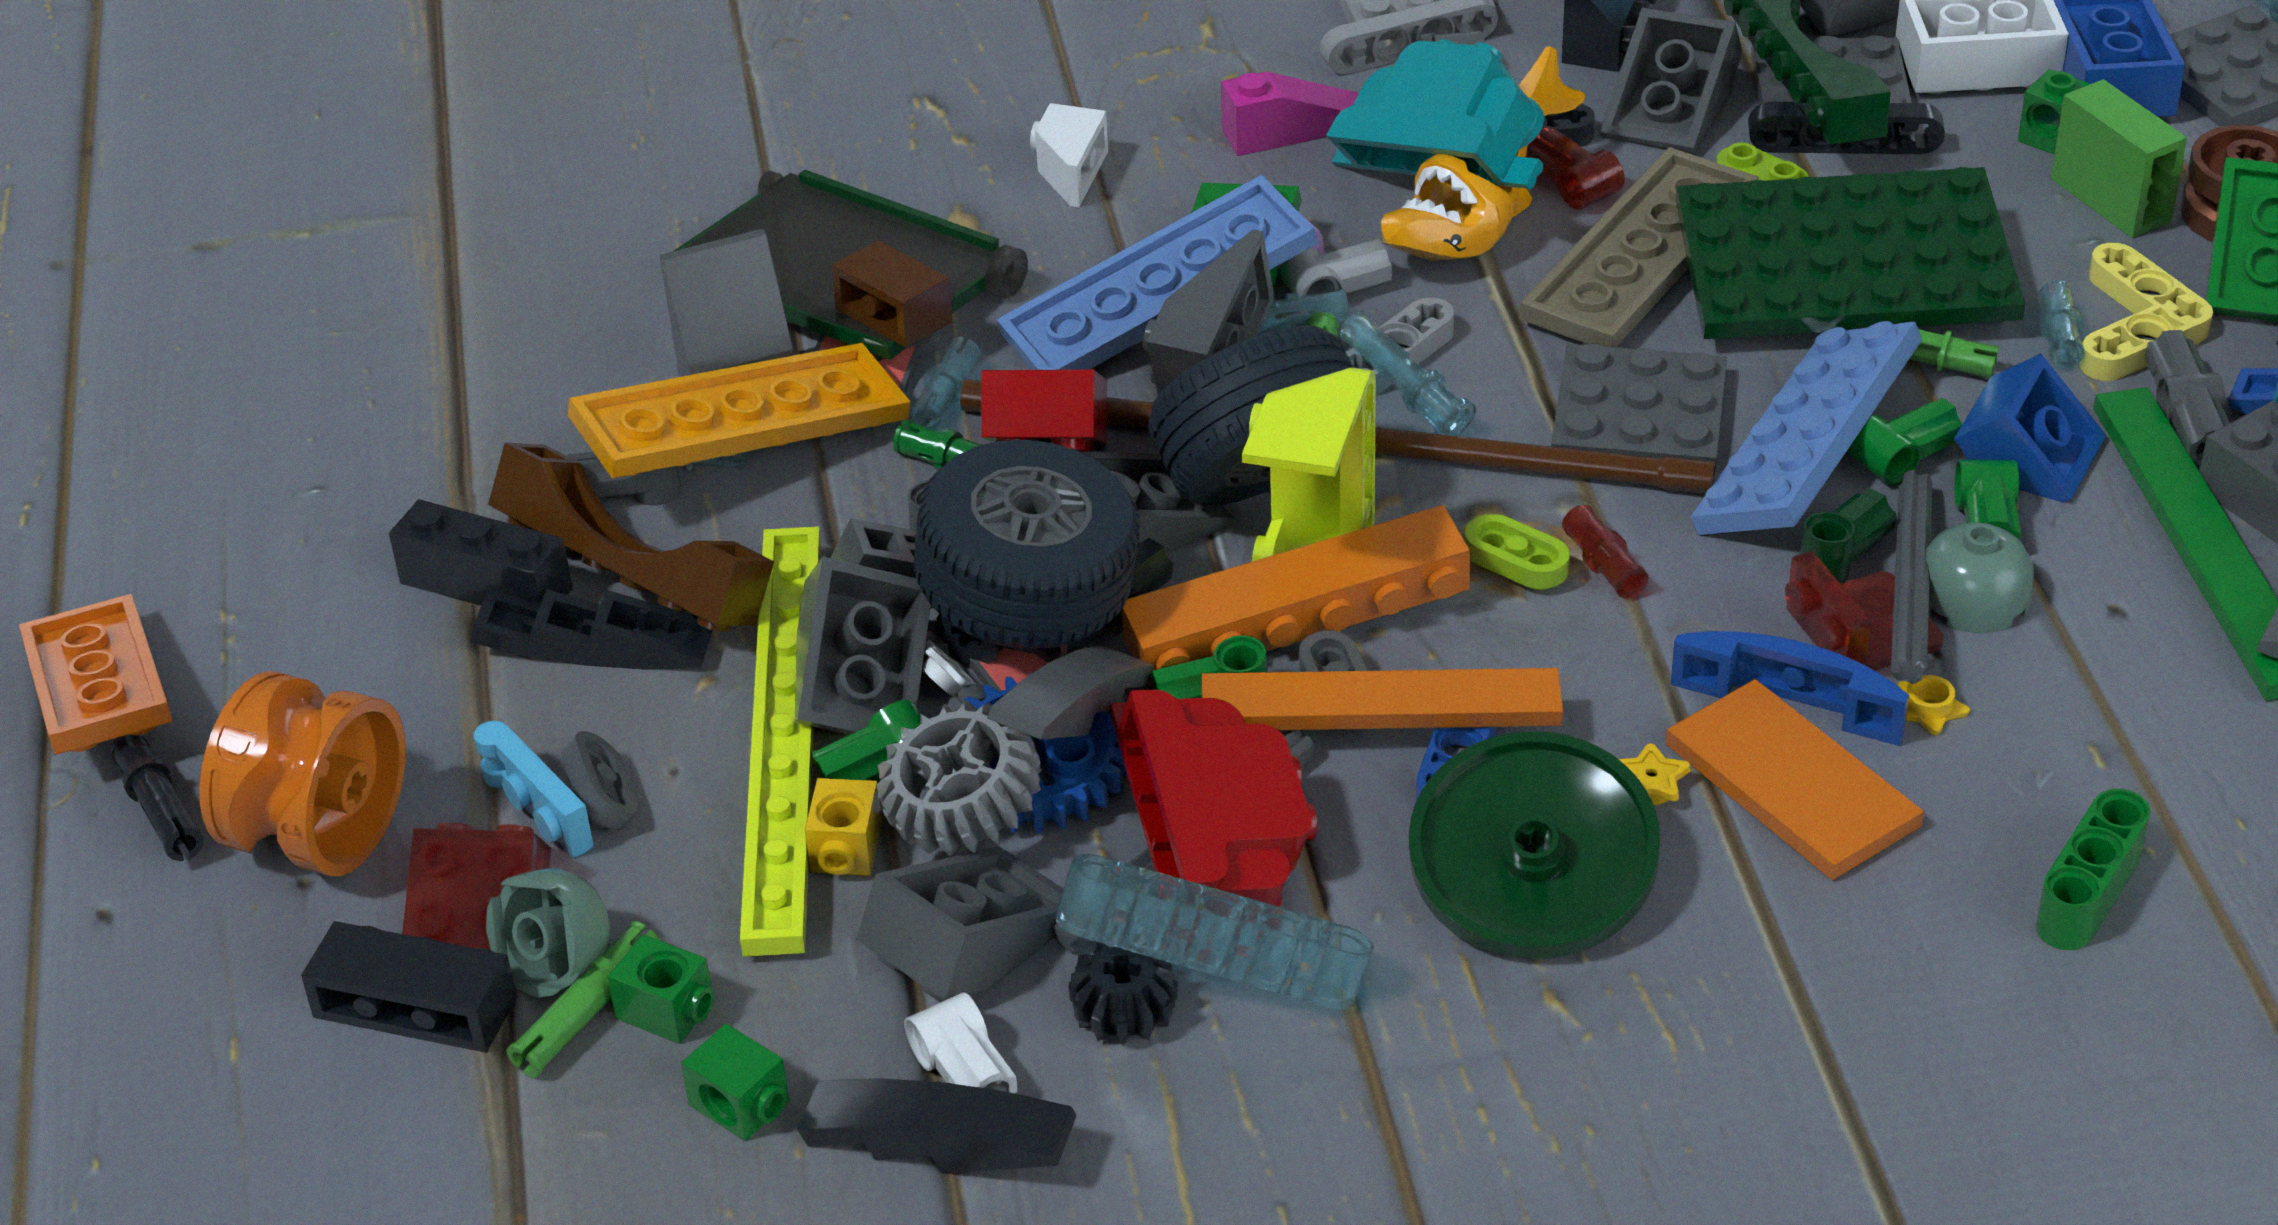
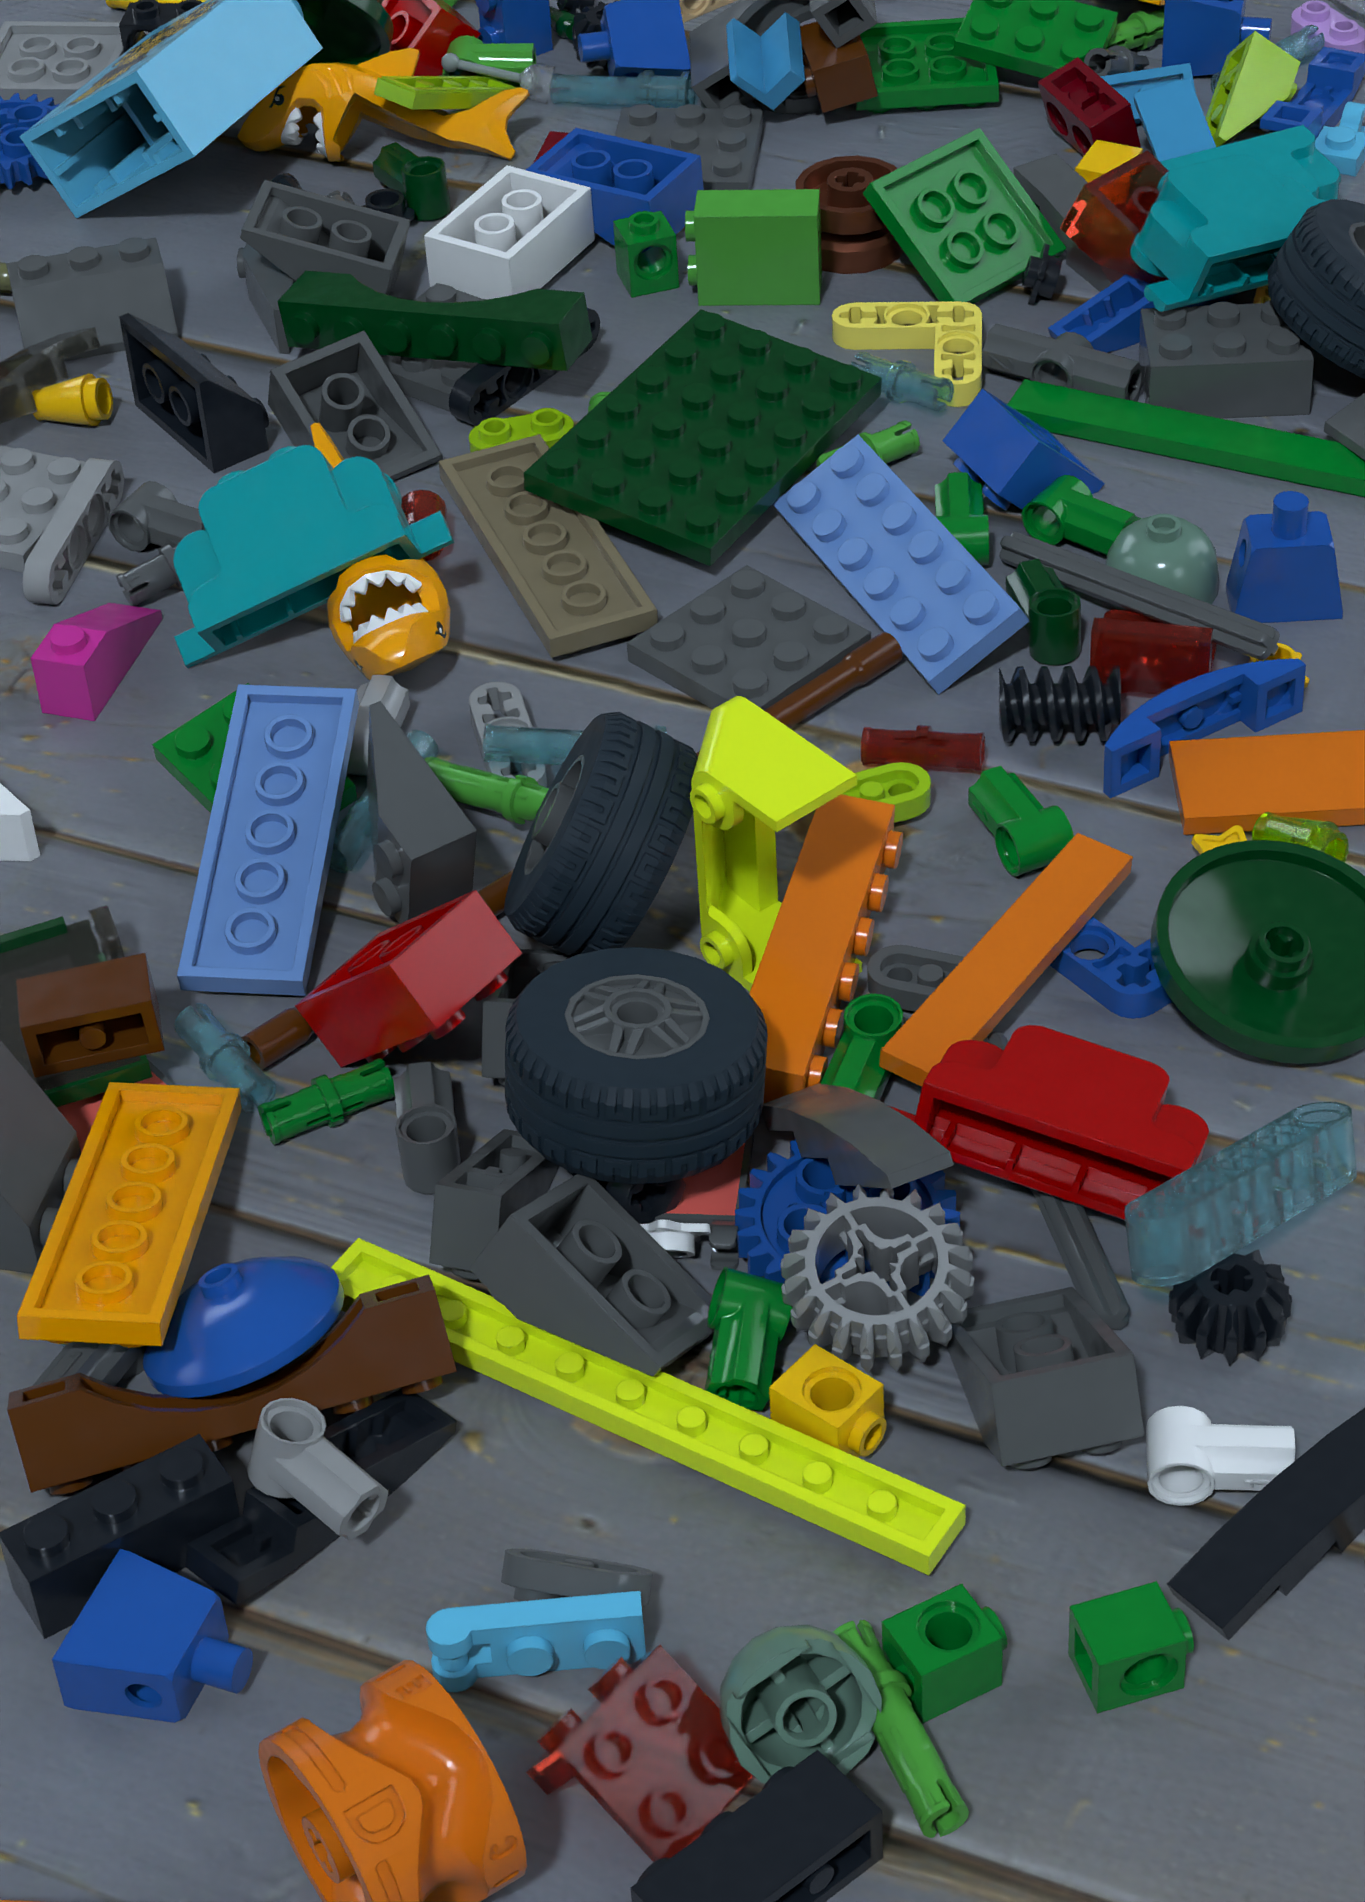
camera: 55 degrees left, 0 degrees up
(407, 618) = (148, 1645): none -> blue torso
(572, 603) = (298, 1462): none -> light grey piece
(691, 508) = (243, 1324): none -> blue dish
(1567, 637) = (1023, 829): none -> green piece
(1702, 813) = (1306, 832): none -> clear neon green cone
(1720, 588) = (1059, 703): none -> black piece
(2040, 641) = (1285, 565): none -> blue torso

